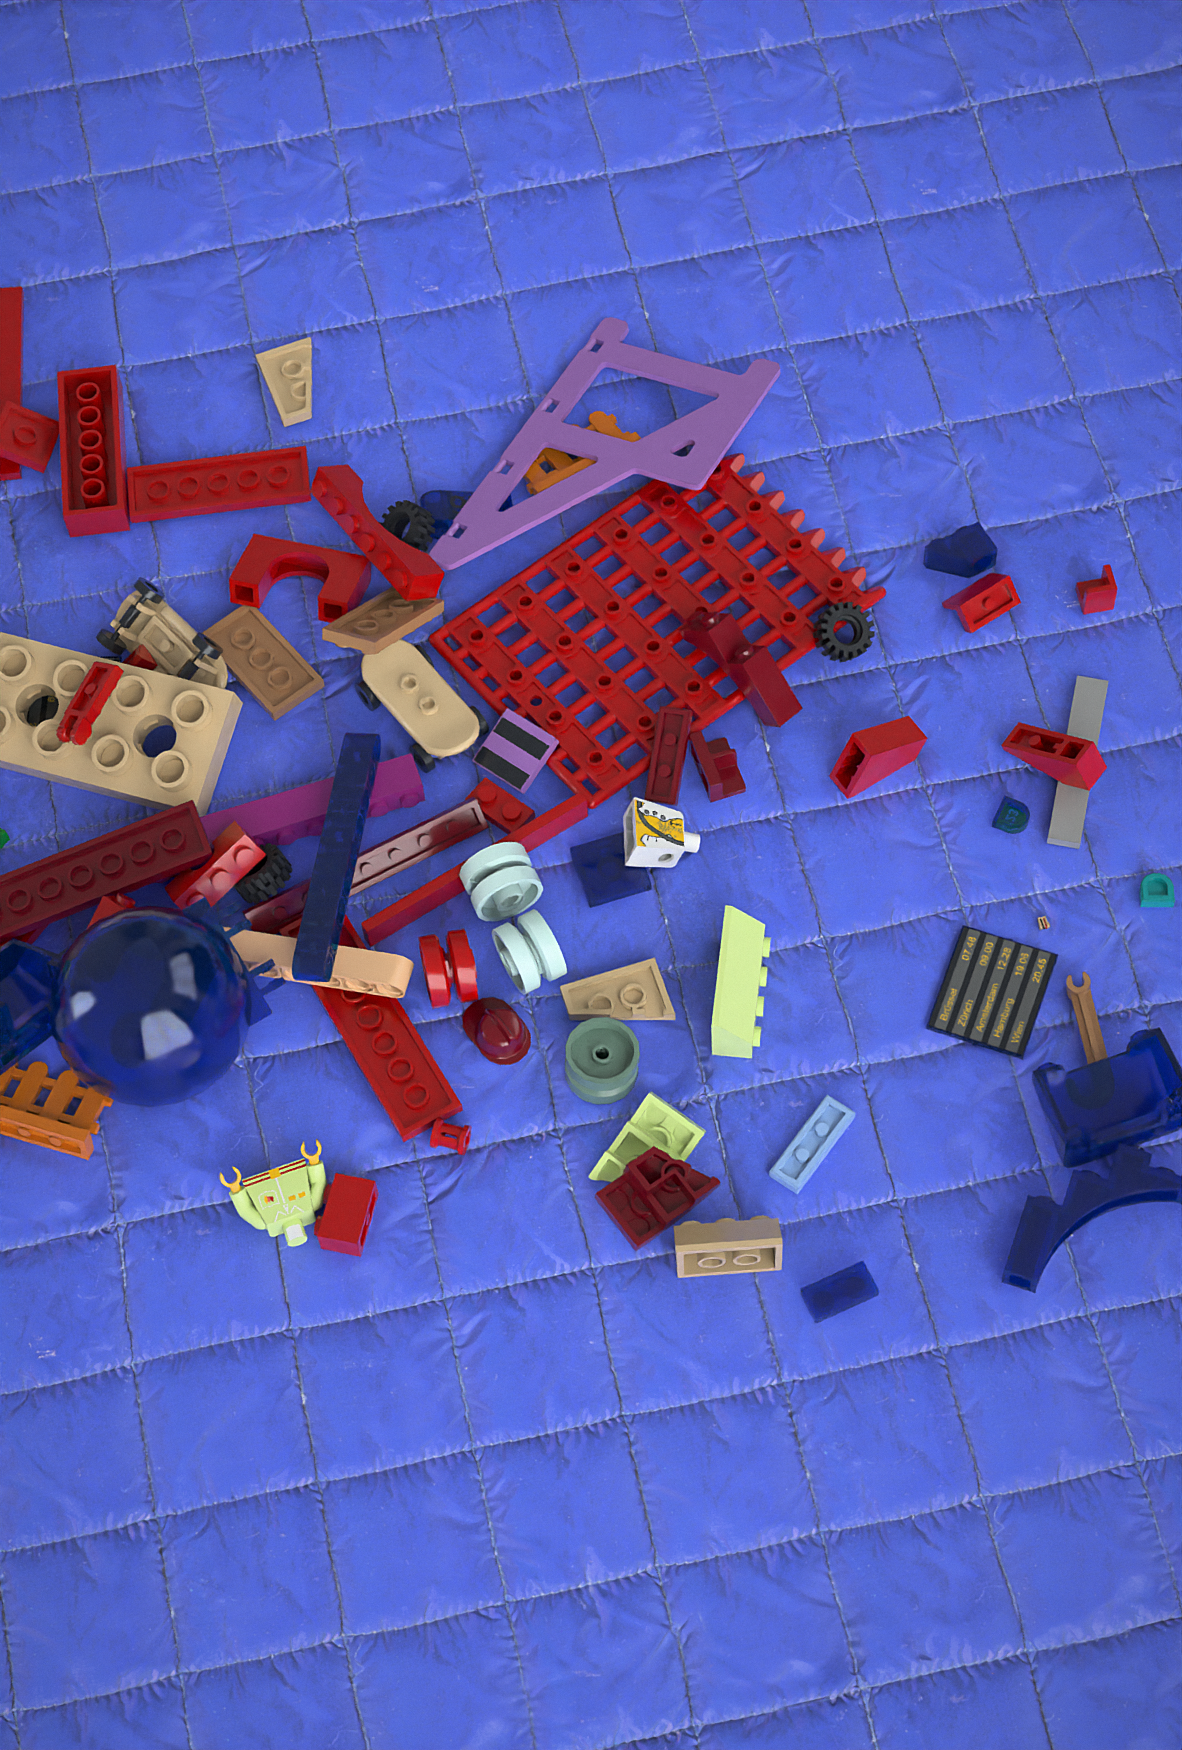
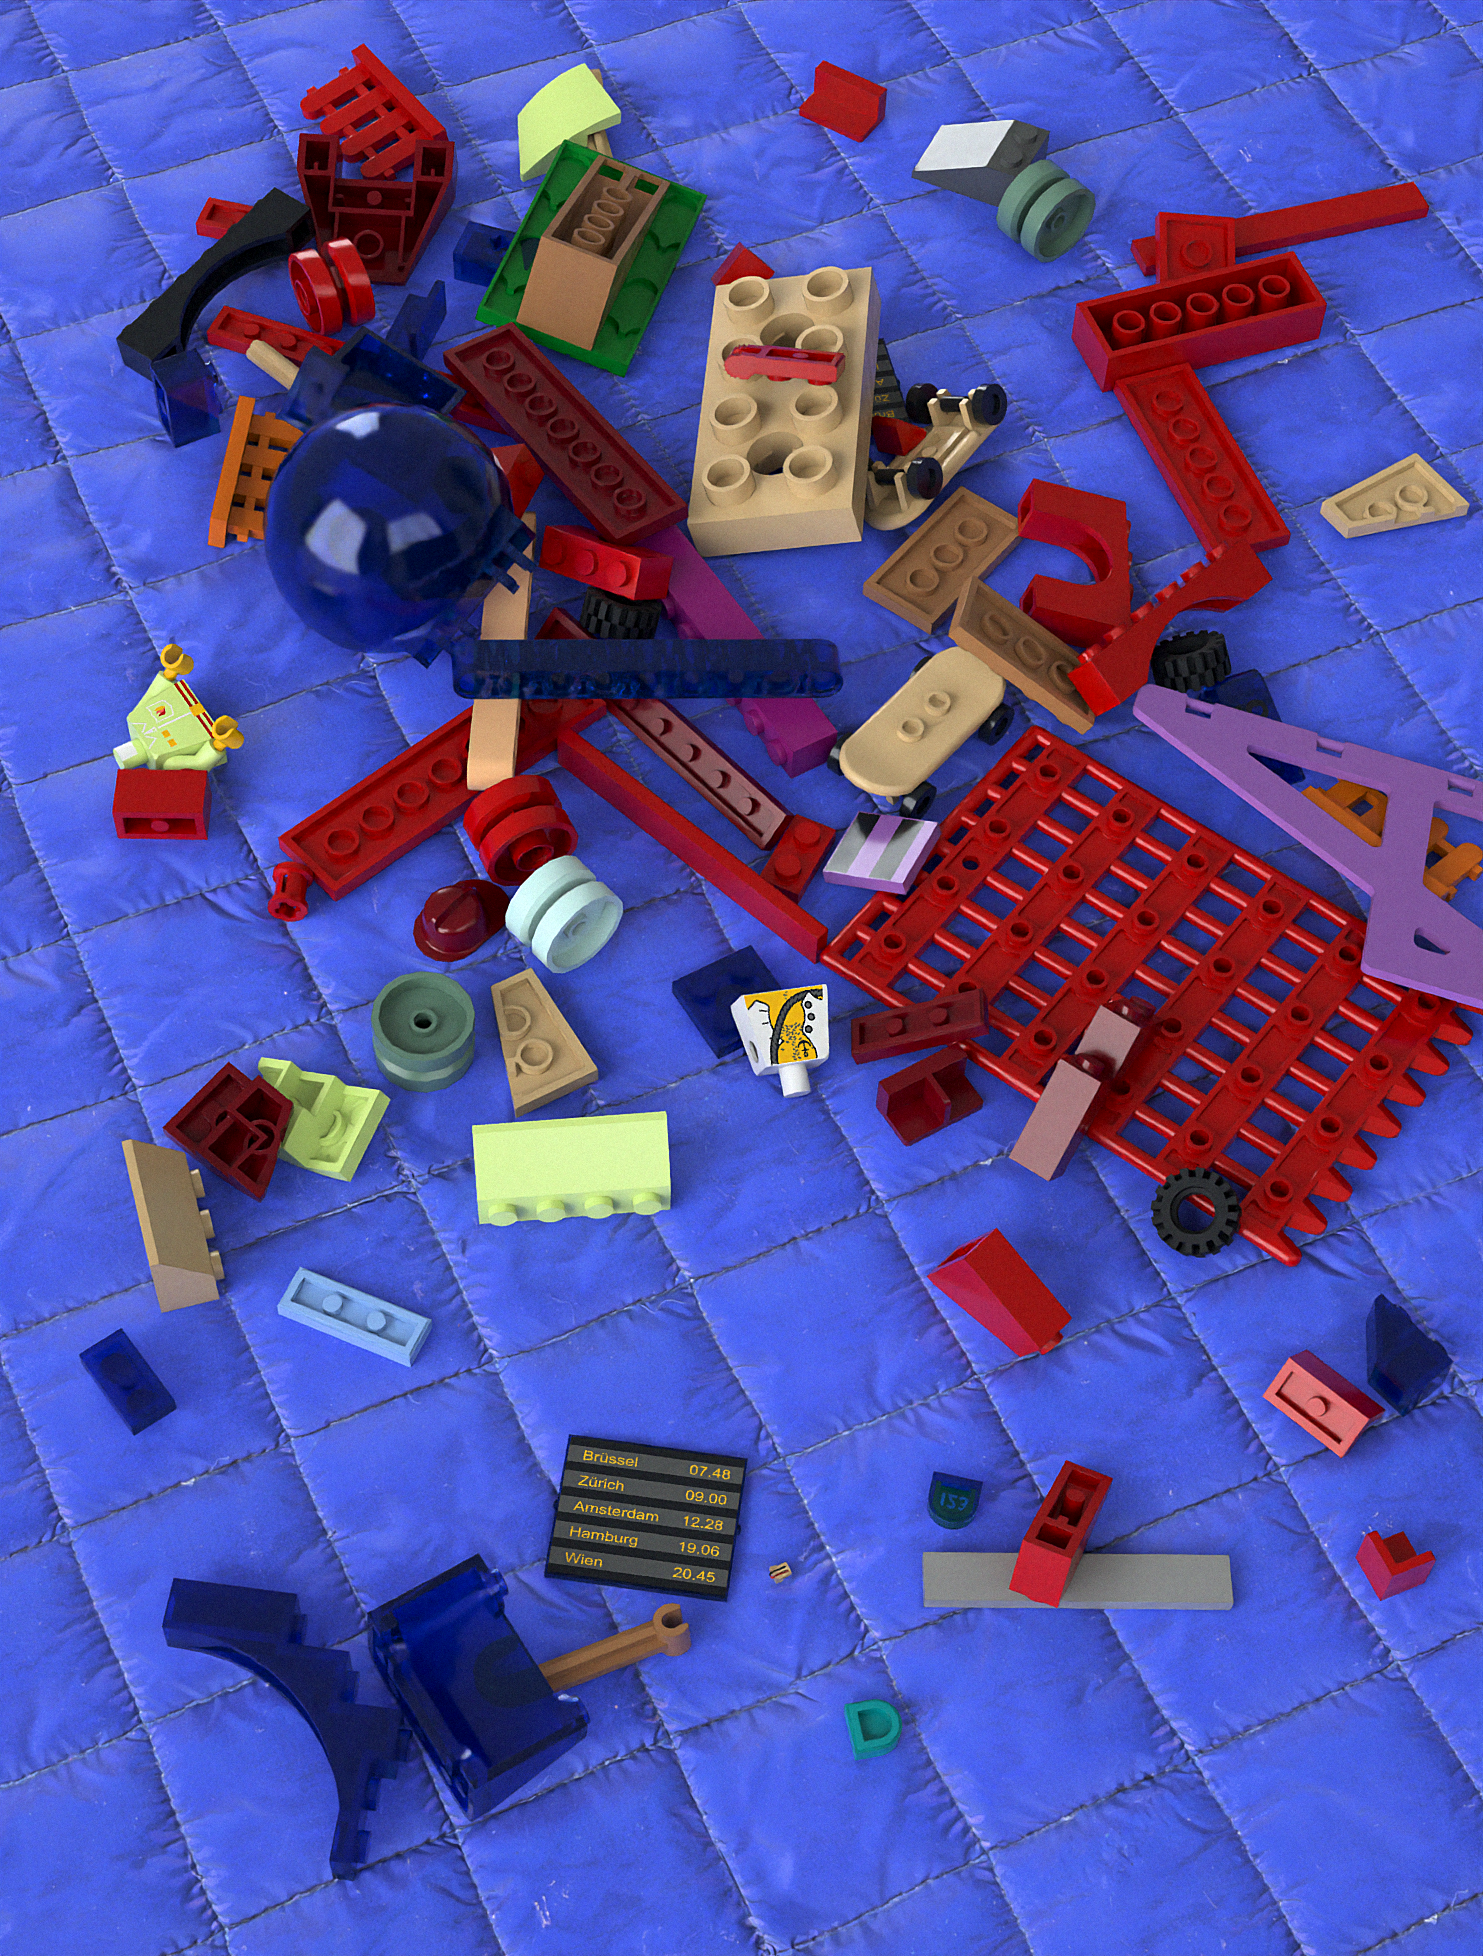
camera: 70 degrees right, 5 degrees down
(501, 881) = (665, 864): light aqua wheel -> none

